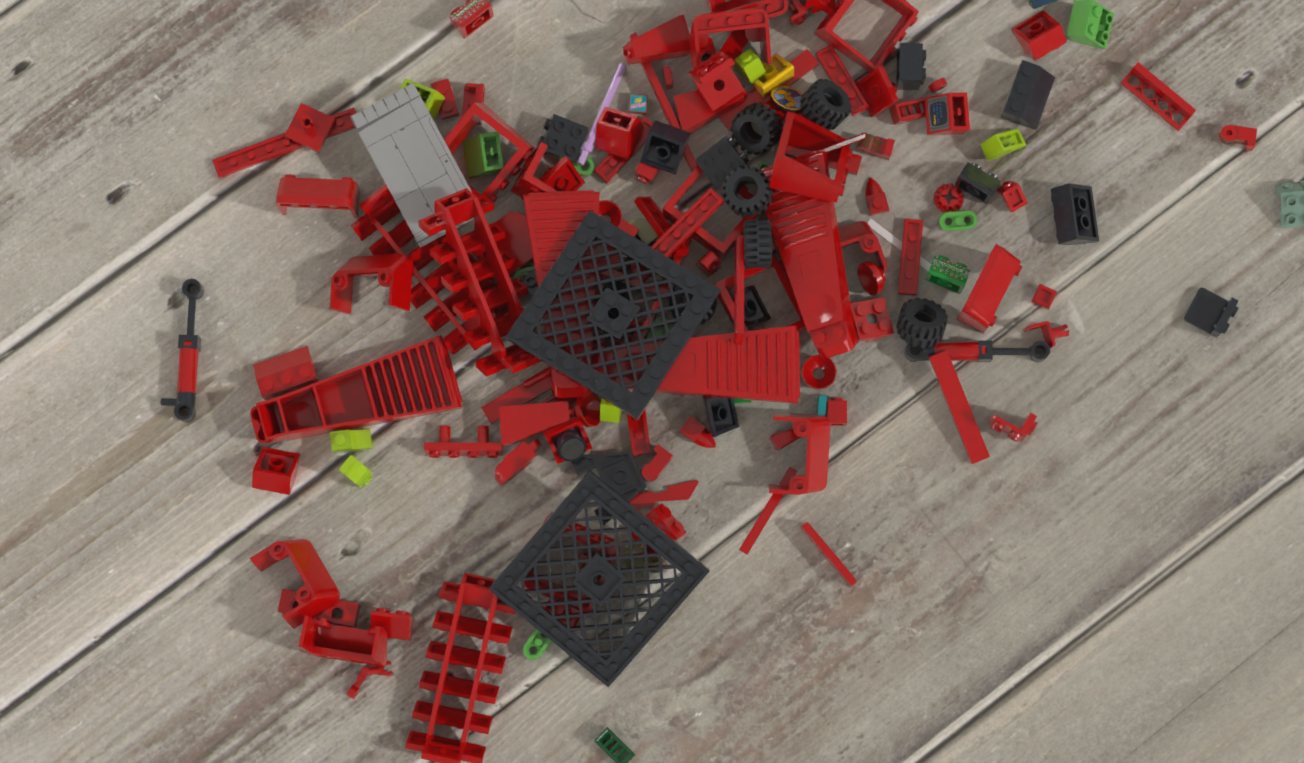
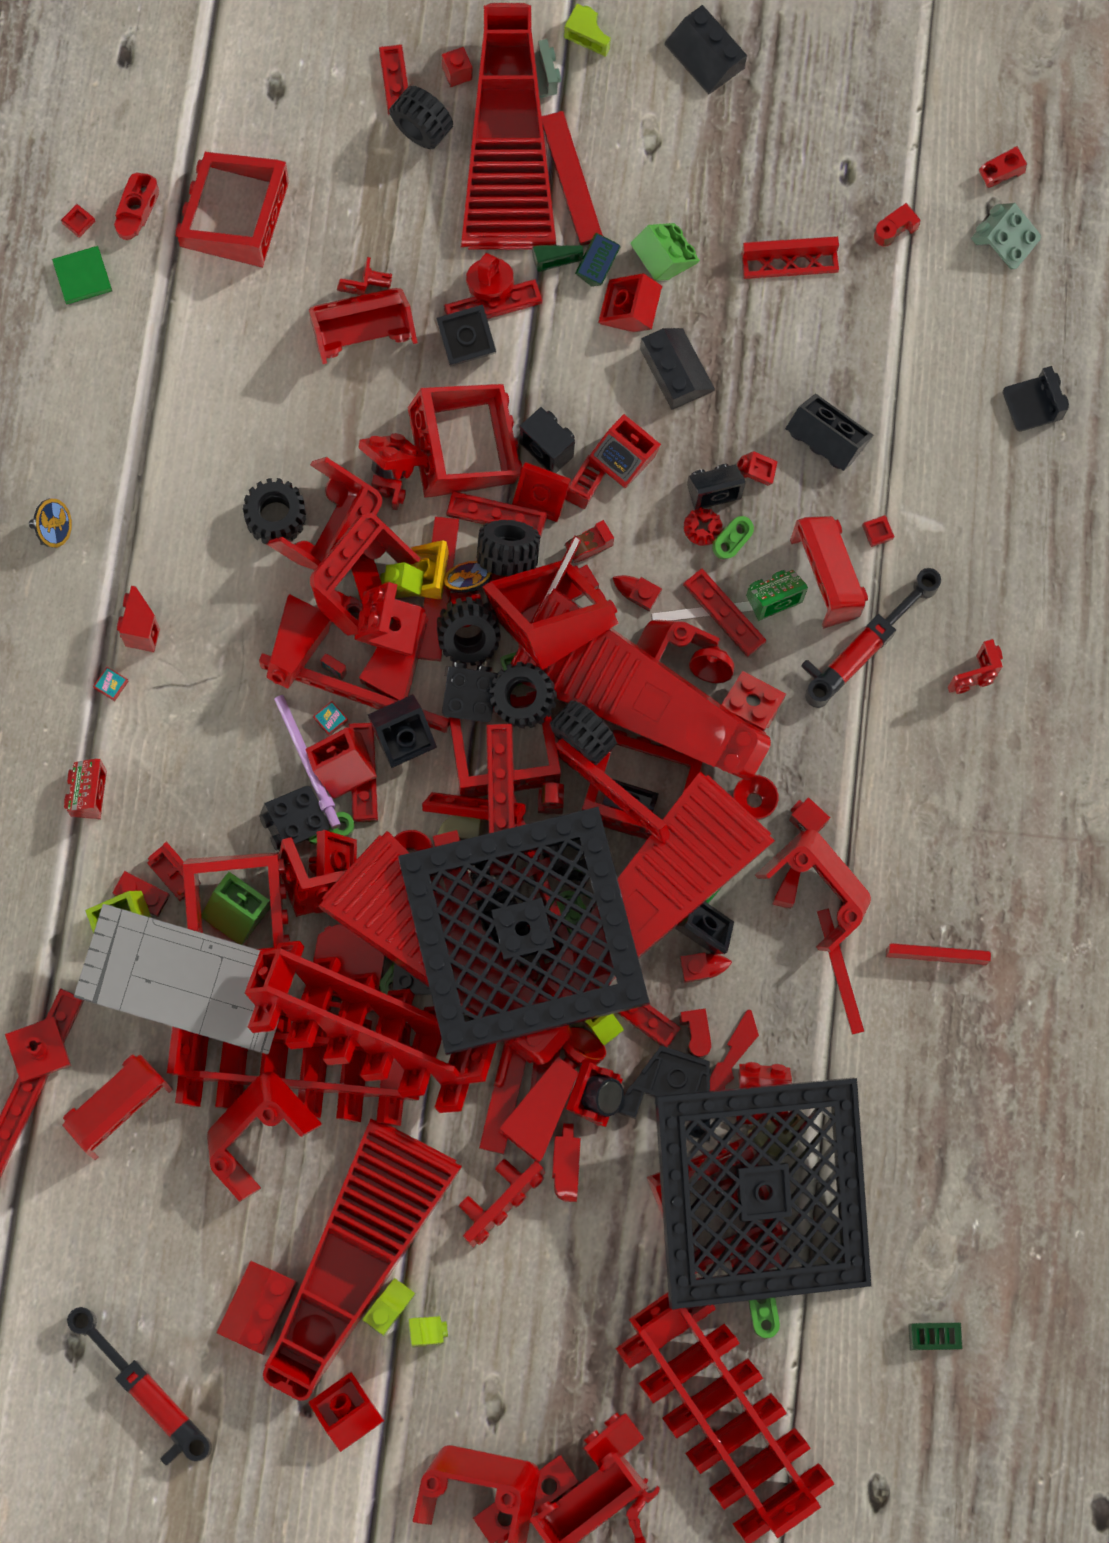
camera: 55 degrees left, 5 degrees down
(646, 173) = (406, 774): red brick -> none
(821, 409) = (789, 825): teal tile -> none
(921, 322) = (801, 659): black tyre -> none
(937, 85) = (588, 434): red tile -> none
(959, 407) = (911, 702): red tile -> none
(1002, 144) = (701, 431): lime arch -> none
(1049, 333) = (920, 557): red bracket -> none

